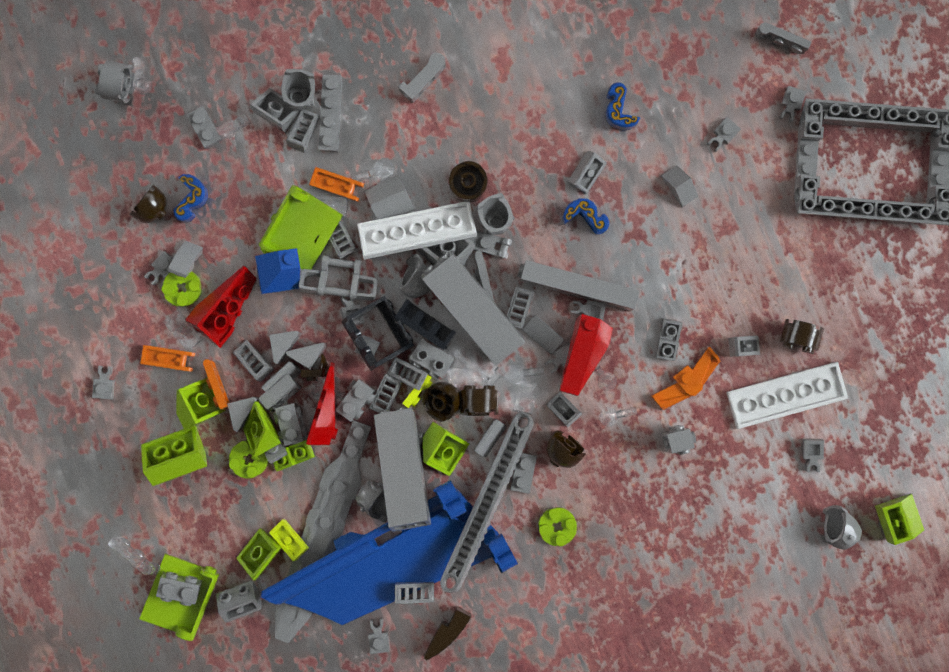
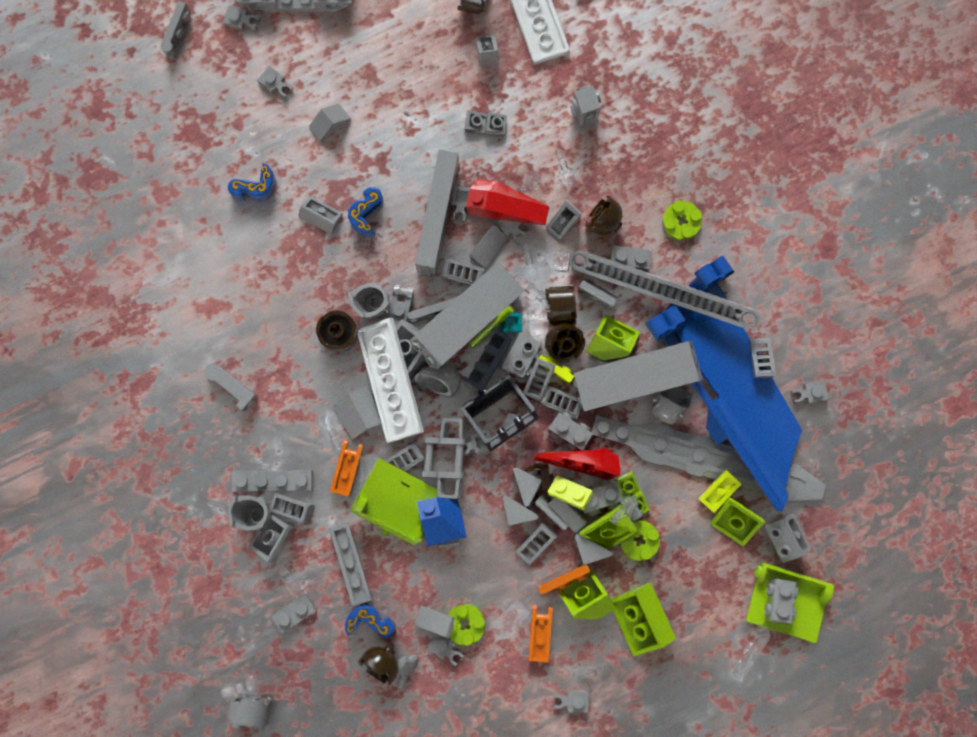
camera: 90 degrees left, 5 degrees down
(146, 229) = (406, 666): none -> light grey rock
(219, 310) = (487, 583): red wedge -> none
(245, 183) = (350, 564): none -> light grey plate
(278, 449) = (627, 505): none -> clear plate
(295, 395) = (570, 492): none -> neon yellow plate
(447, 632) = (800, 322): dark brown slope -> none
(464, 350) = (511, 324): none -> teal slope
(466, 337) = (493, 324): none -> lime bar
(688, 381) = (525, 101): orange plate -> none

